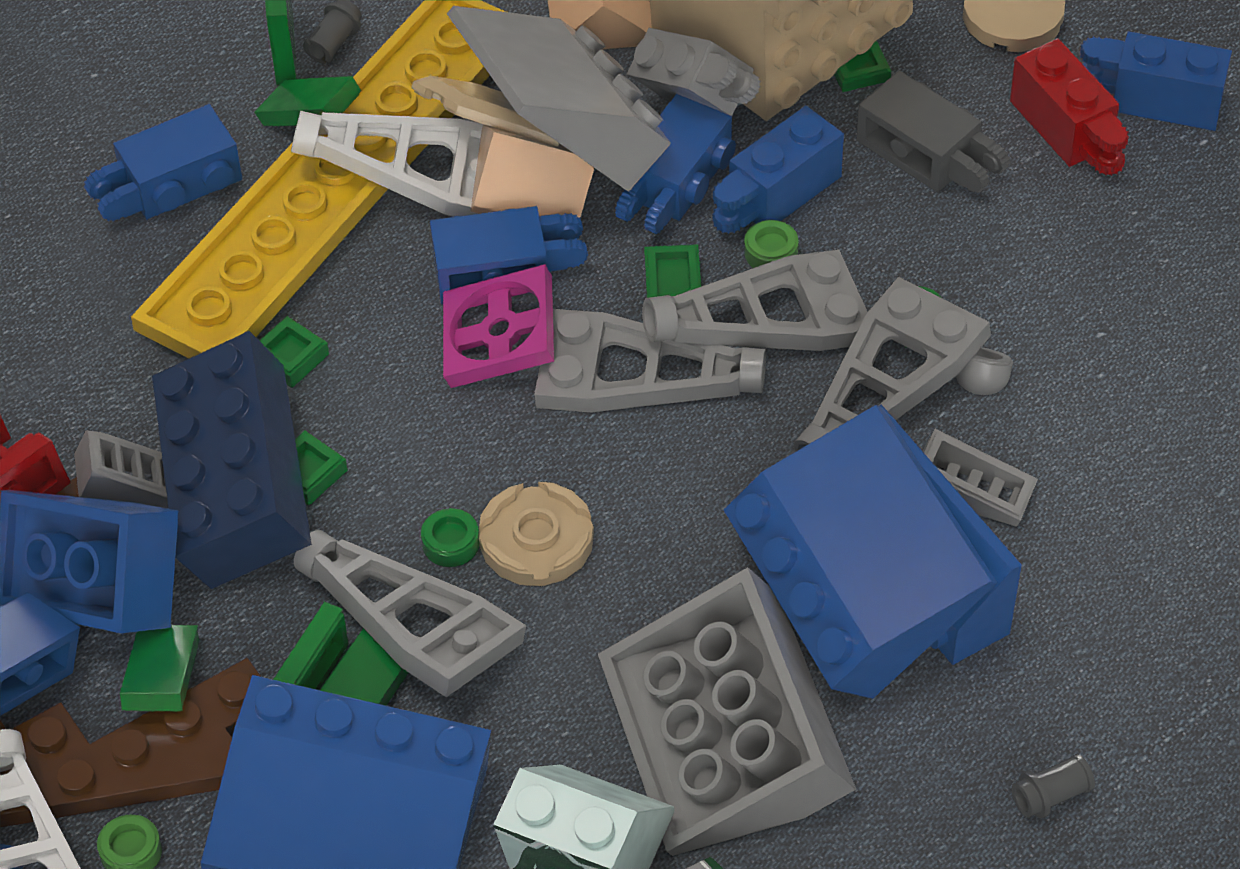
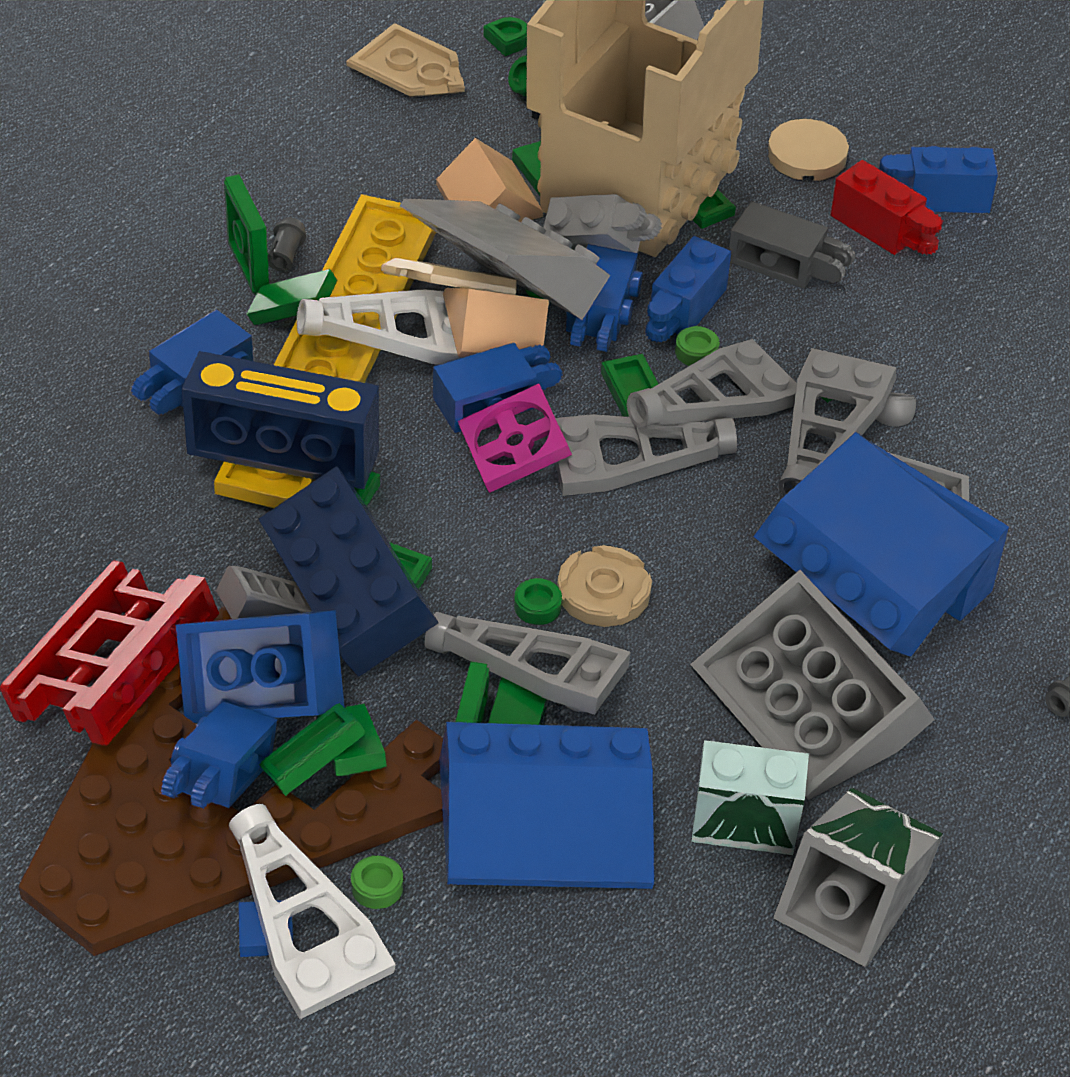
camera: 20 degrees left, 5 degrees down
(104, 671) = (312, 748): none -> green tile
(216, 258) = (280, 418): none -> dark blue brick

